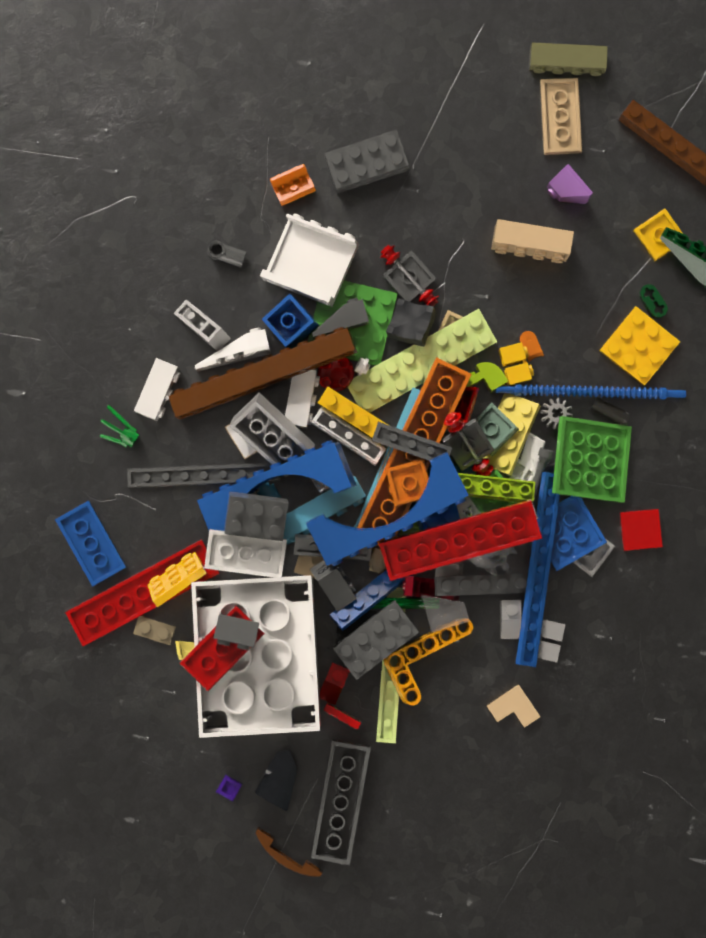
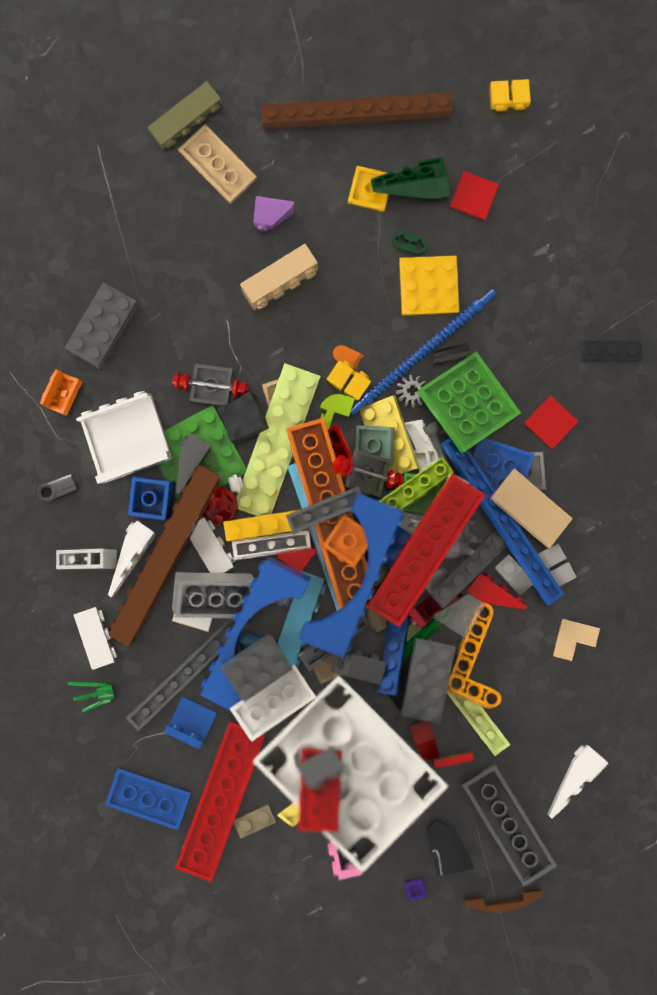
camera: 40 degrees left, 0 degrees up
(172, 515) = (190, 722): none -> blue bracket
(176, 578) = (237, 768): yellow plate -> none
(190, 728) = (349, 869): none -> bright pink bracket
(359, 464) = (297, 559): none -> red slope
(435, 810) = (583, 768): none -> white wedge
(480, 615) = (492, 594): none -> red slope
(568, 580) = (531, 508): none -> tan tile

